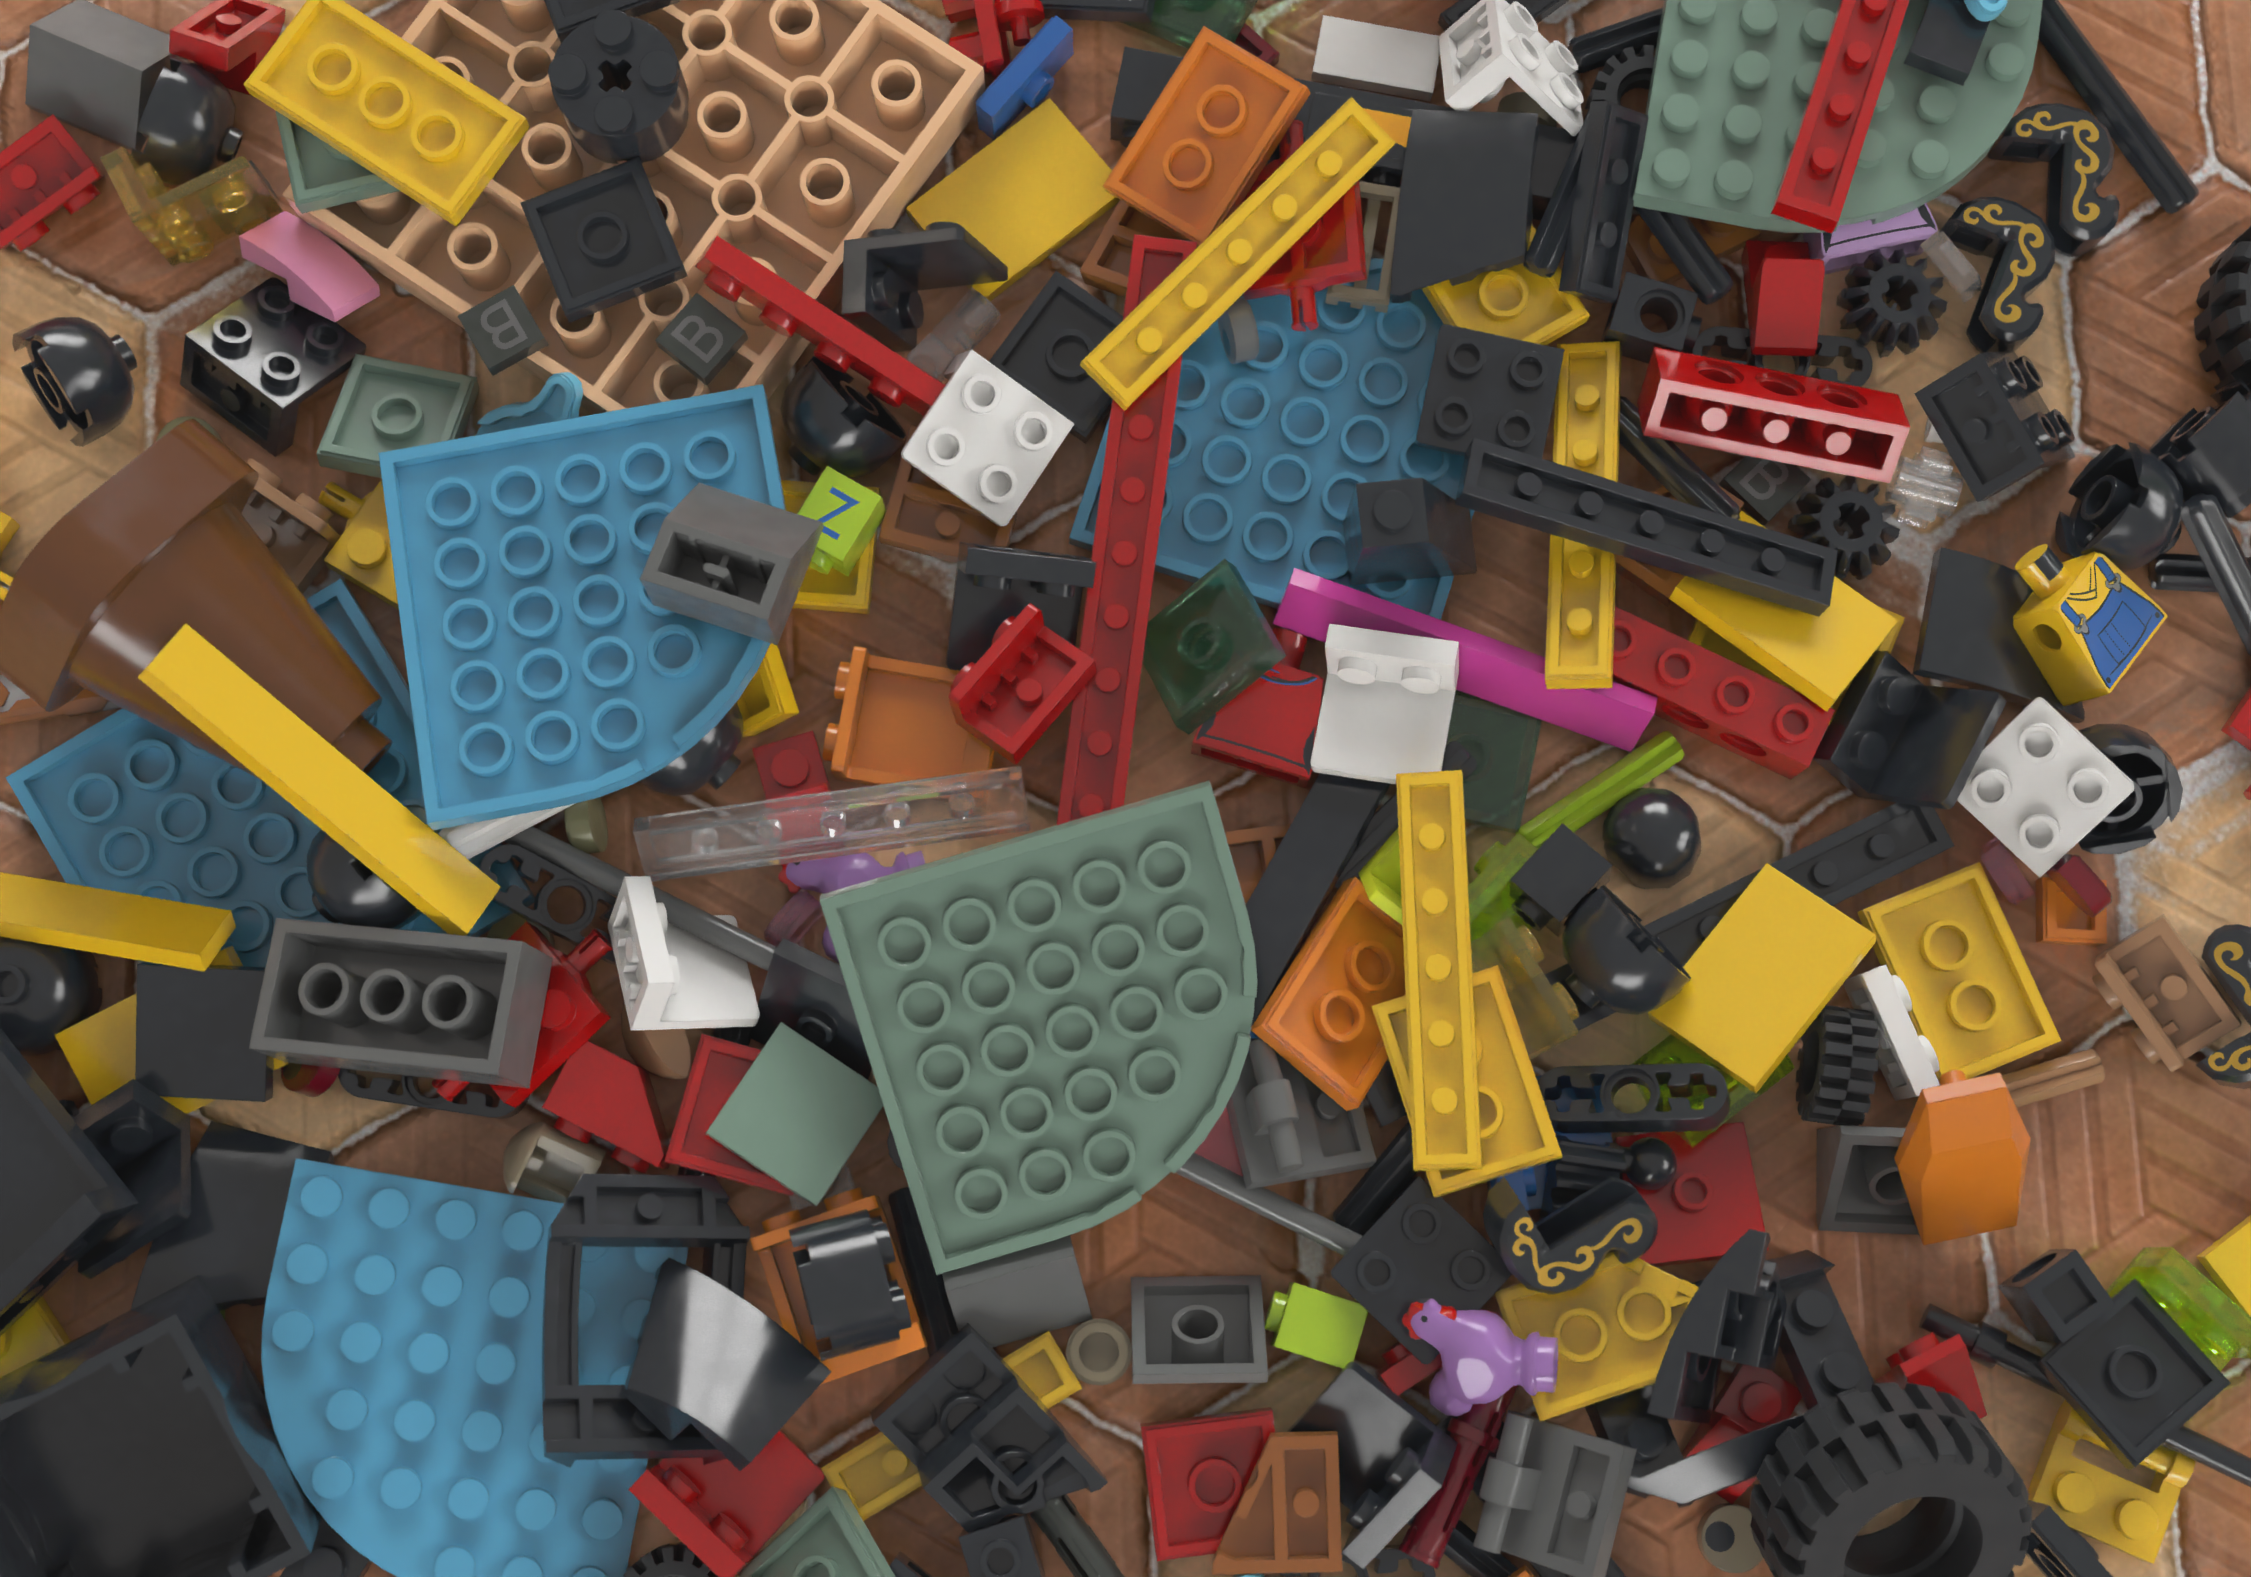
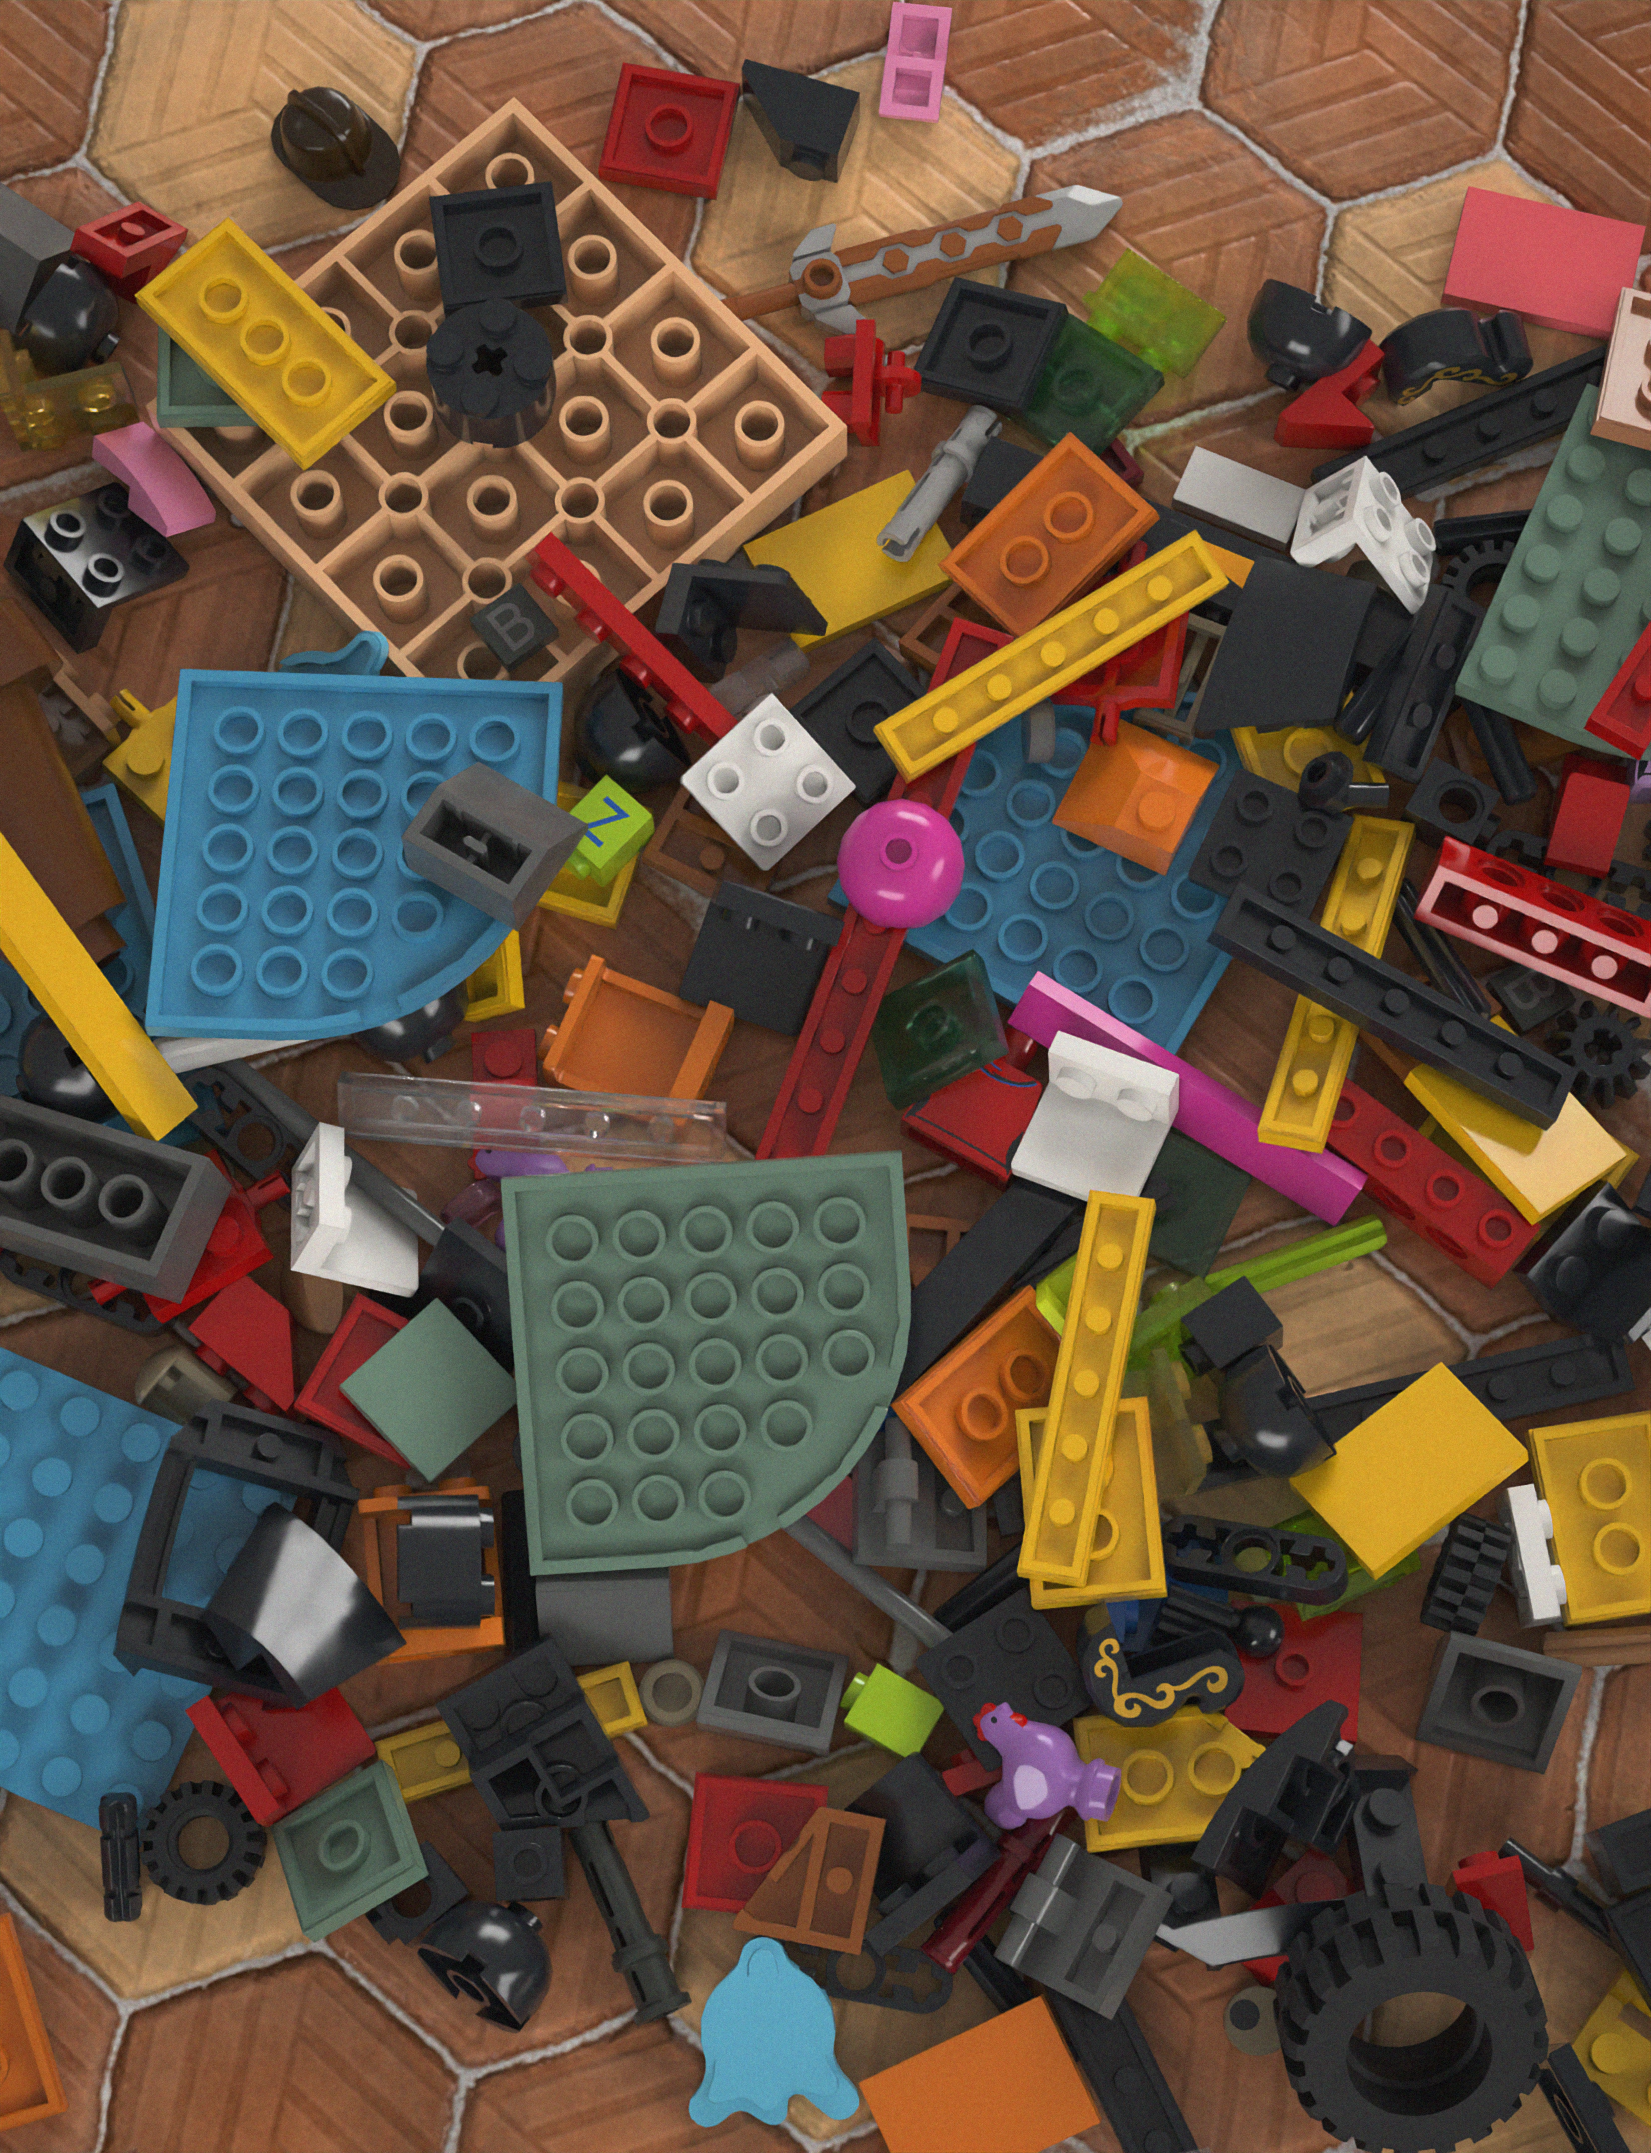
camera: 15 degrees right, 5 degrees down
(393, 408) = (202, 631): sand green tile -> none
(503, 330) = (325, 579): pearl dark grey tile -> none
(587, 826) = (294, 1070): olive tile -> none
(603, 239) = (442, 513): black tile -> none
(1019, 684) = (743, 1024): red bracket -> none
(1026, 78) = (889, 445): blue plate -> none
(1091, 85) = (950, 467): none -> light grey pin
(1137, 492) = (901, 864): none -> dark pink cylinder
(1348, 374) = (1137, 796): none -> orange slope
(1406, 533) = (1157, 961): black slope -> none
(1535, 322) = (1329, 785): none -> black plate
(1652, 838) = (1337, 1316): black hair -> none
(1963, 1158) = (1566, 1689): orange piece -> none

